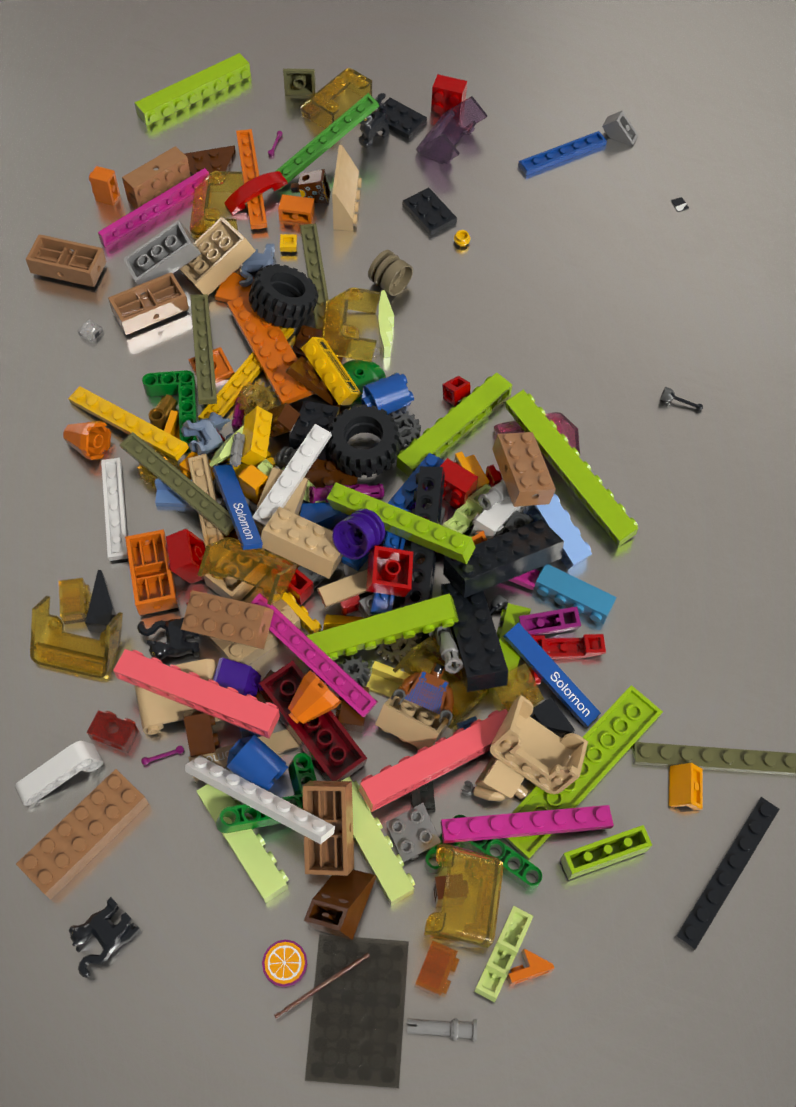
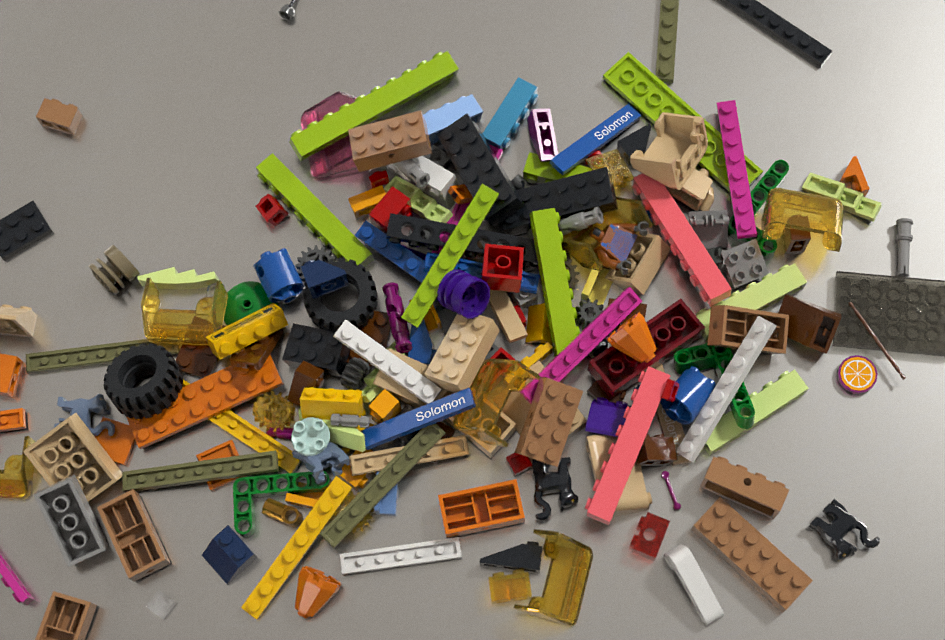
camera: 80 degrees left, 10 degrees up
(128, 376) = (228, 554): none -> dark blue slope
(154, 824) = (745, 487): none -> medium nougat brick
(185, 555) = (468, 471): red brick -> none
(225, 420) = (310, 436): none -> light aqua dish
(252, 732) = (670, 390): none -> red tile
(288, 242) = (52, 384): yellow plate -> none
(370, 408) = (323, 277): none -> dark blue slope
(436, 969) = (859, 250): clear orange brick -> none
(454, 795) = (710, 227): none -> light grey hinge
(462, 238) = (63, 196): yellow plate -> none
(537, 228) = (59, 116): none -> medium nougat brick
(572, 648) = (563, 120): red slope -> none
(605, 852) = (757, 109): lime brick -> none
(686, 786) = (695, 42): light orange panel -> none

